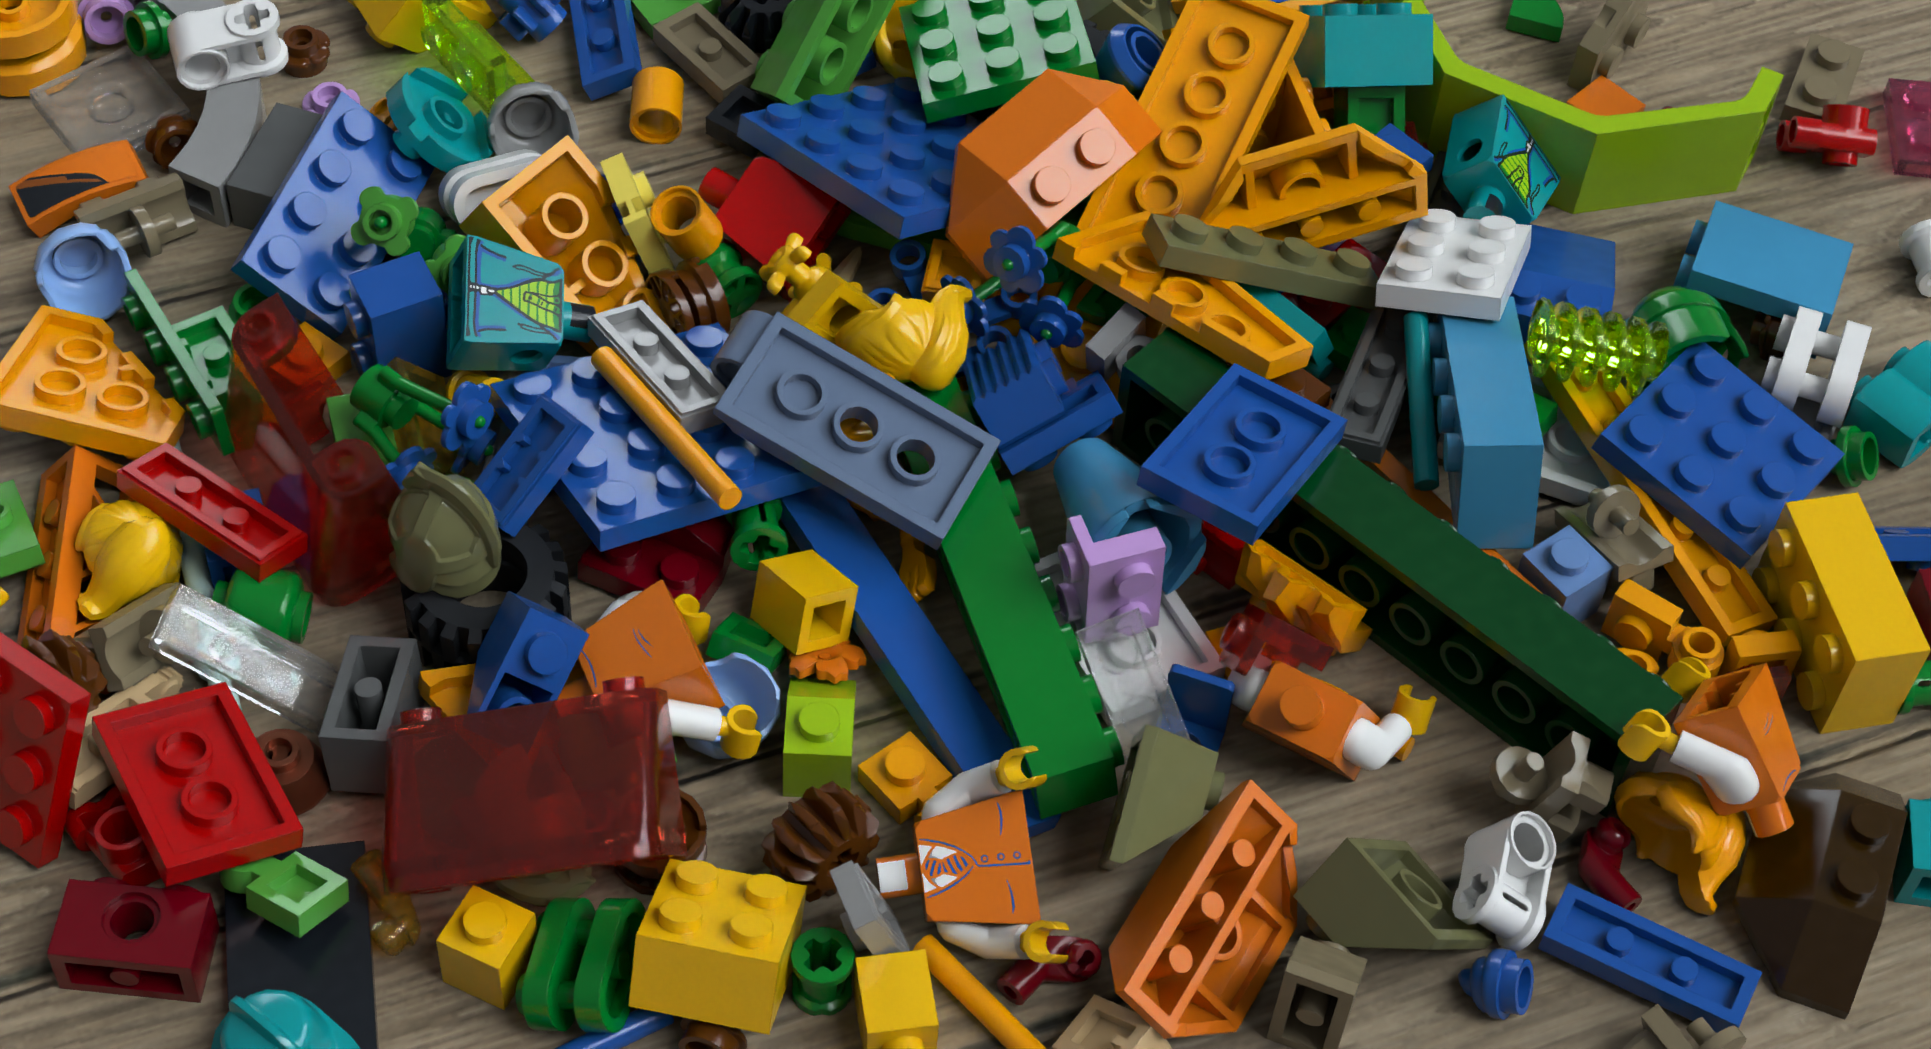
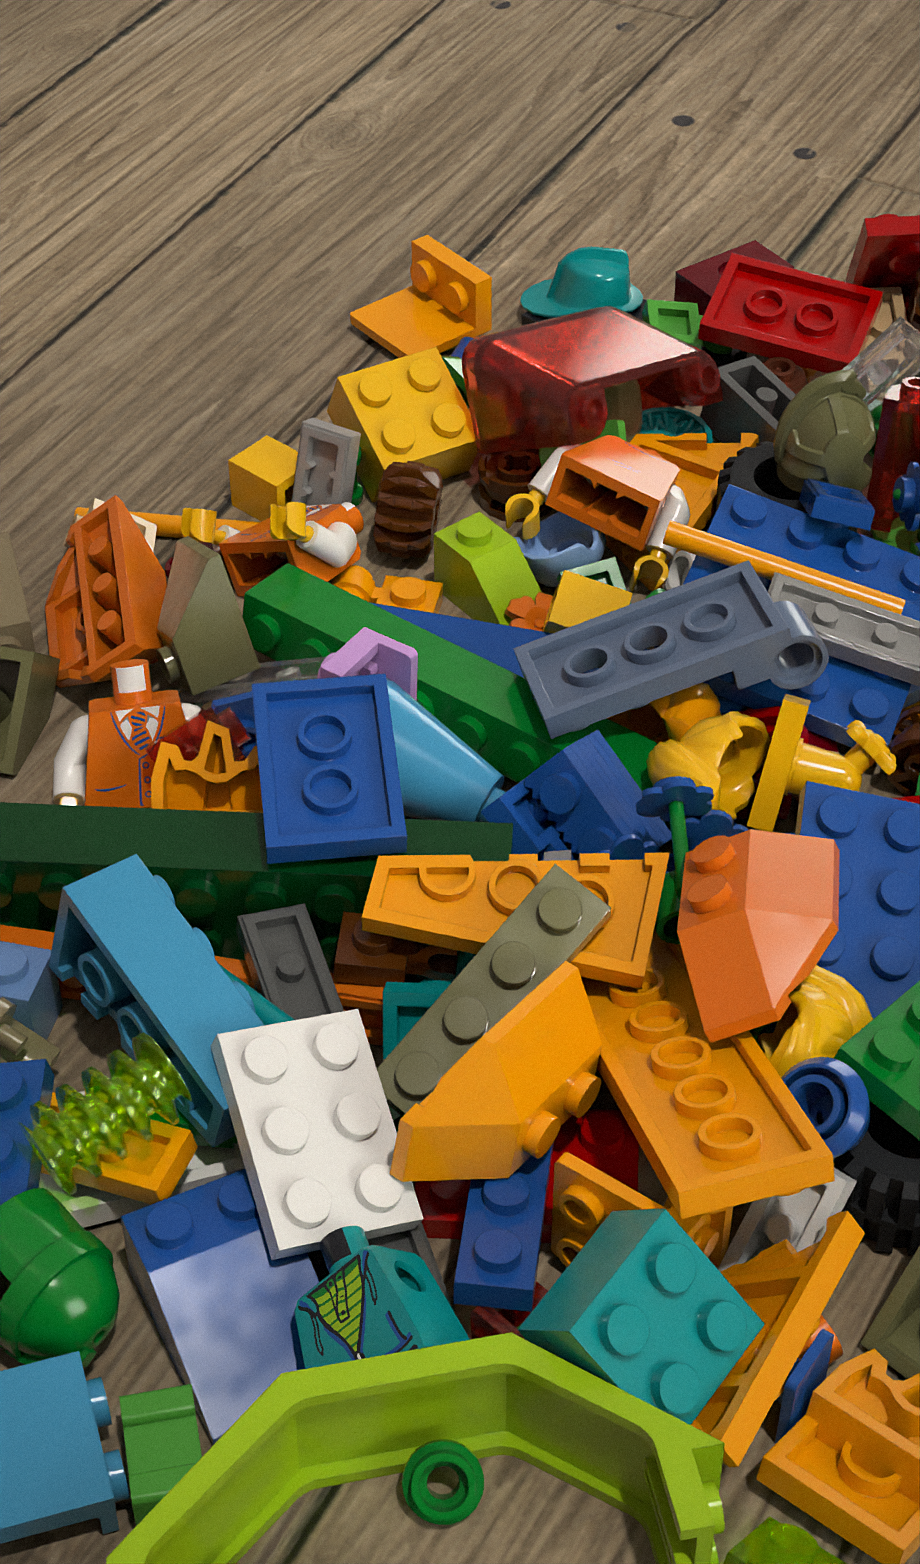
camera: 145 degrees right, 10 degrees down
(524, 656) = (691, 439): blue slope -> none
(1656, 238) = (159, 1443): none -> bright green piece

